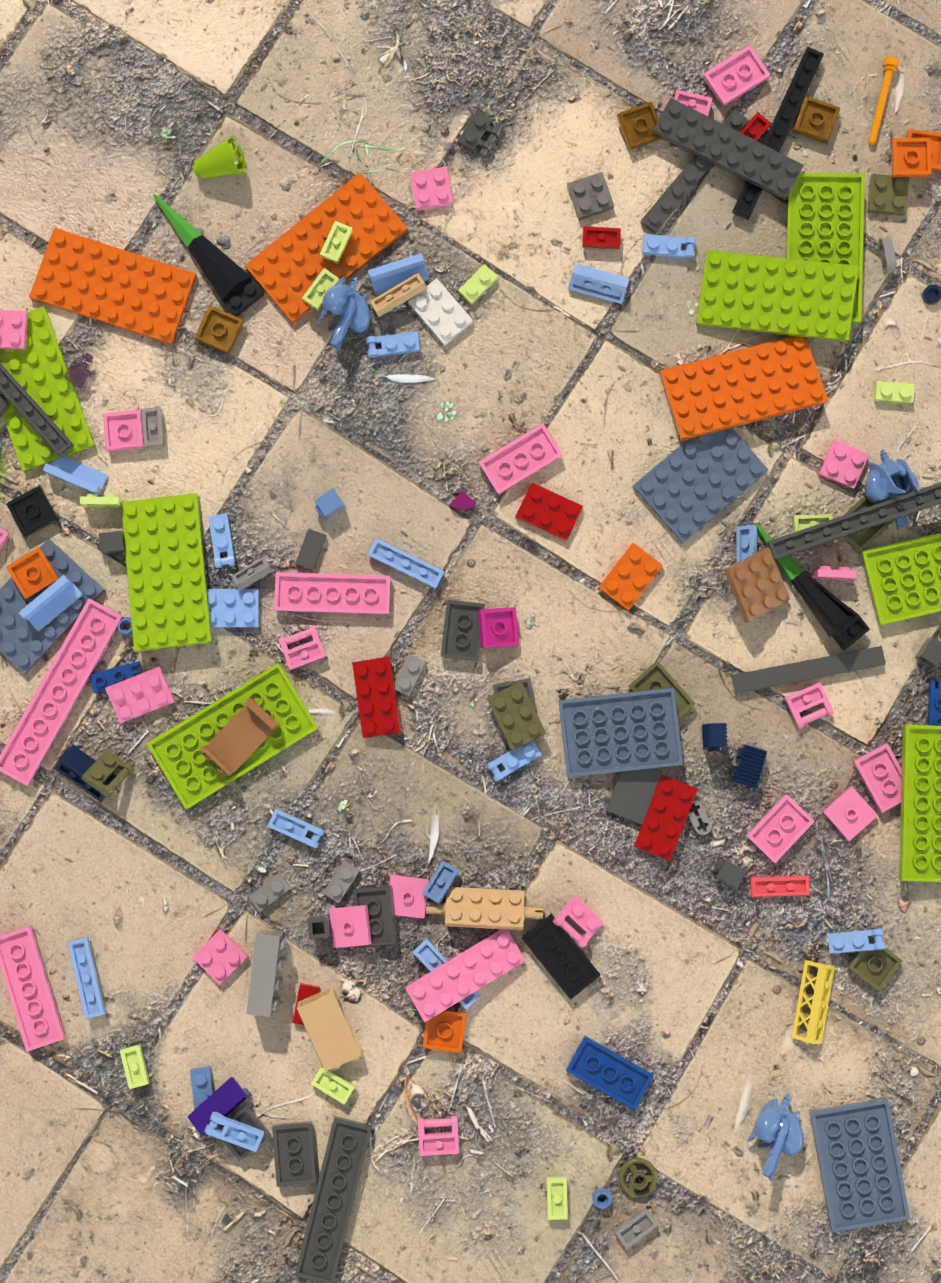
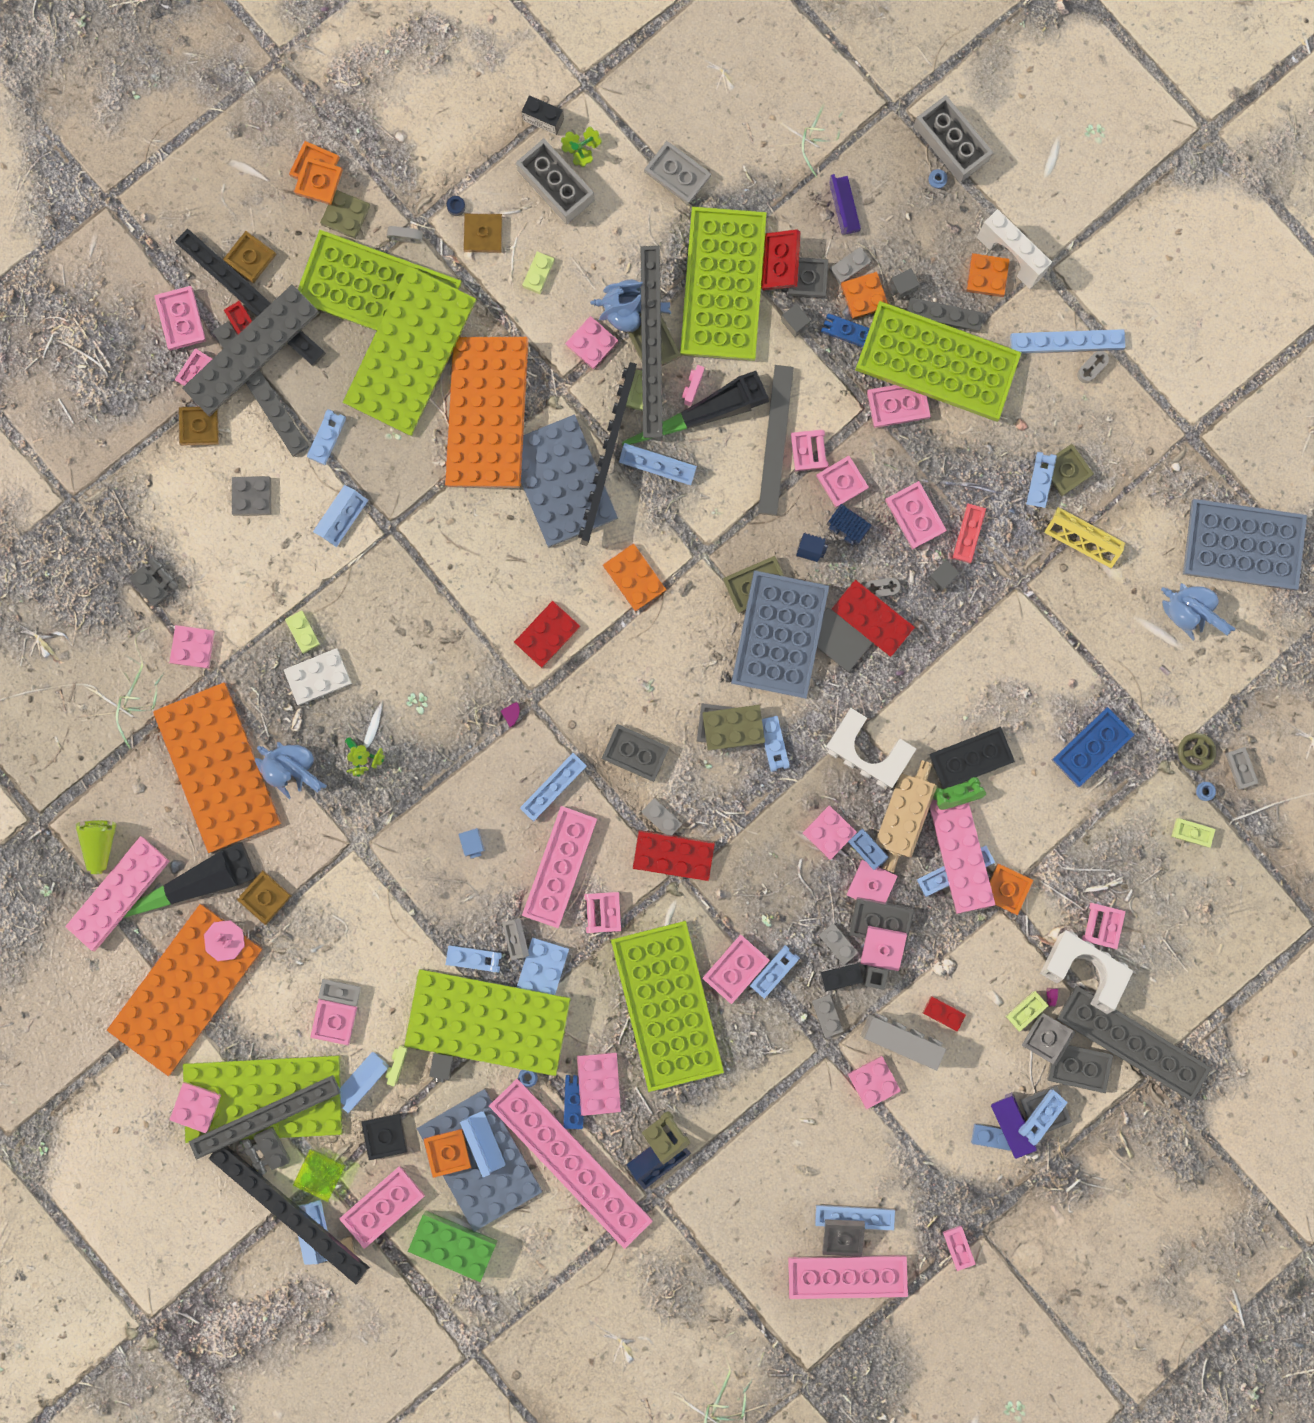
camera: 70 degrees left, 0 degrees up
(63, 972) = (843, 1237): none -> flat silver plate
(77, 372) = (260, 1050): clear purple plate -> none
(87, 1087) = (959, 1248): none -> bright pink plate
(134, 1066) = (952, 1196): yellowish green plate -> none
(168, 306) = (224, 940): none -> bright pink piece
(181, 196) = (117, 894): none -> bright pink plate
(240, 738) = (671, 998): medium nougat panel -> none
(287, 790) = (735, 969): none -> bright pink plate
(310, 549) = (510, 875): dark grey tile -> none
(310, 893) = (841, 976): none -> black brick
(312, 1114) = (1048, 1038): none -> flat silver plate
(319, 287) = (257, 785): yellowish green plate -> none
(329, 1029) = (974, 998): tan panel -> none
(336, 242) = (216, 755): yellowish green plate -> none
(354, 1105) = (1051, 997): none -> magenta tile
(376, 372) = (359, 756): none -> lime plant
(392, 274) = (268, 706): light blue panel -> none
(393, 344) = (334, 732): light blue plate -> none
(393, 1159) = (1112, 974): none -> white arch
(398, 294) = (288, 711): tan plate -> none
(445, 839) = (829, 832): none -> bright pink plate
(498, 627) = (644, 718): dark pink plate -> none
(520, 459) = (487, 645): bright pink plate -> none
(520, 876) = (842, 746): none -> white arch
(521, 954) = (959, 794): none -> bright green plate
(581, 916) = (941, 726): bright pink plate -> none
(601, 237) = (296, 498): red plate -> none
(734, 512) = (604, 461): none -> black plate
(757, 584) = (681, 461): medium nougat plate -> none
(789, 746) = (842, 481): none -> bright pink plate
(849, 813) = (921, 446): bright pink plate -> none
(890, 65) = (220, 169): light orange piece -> none
(914, 328) = (483, 233): none -> pearl gold plate

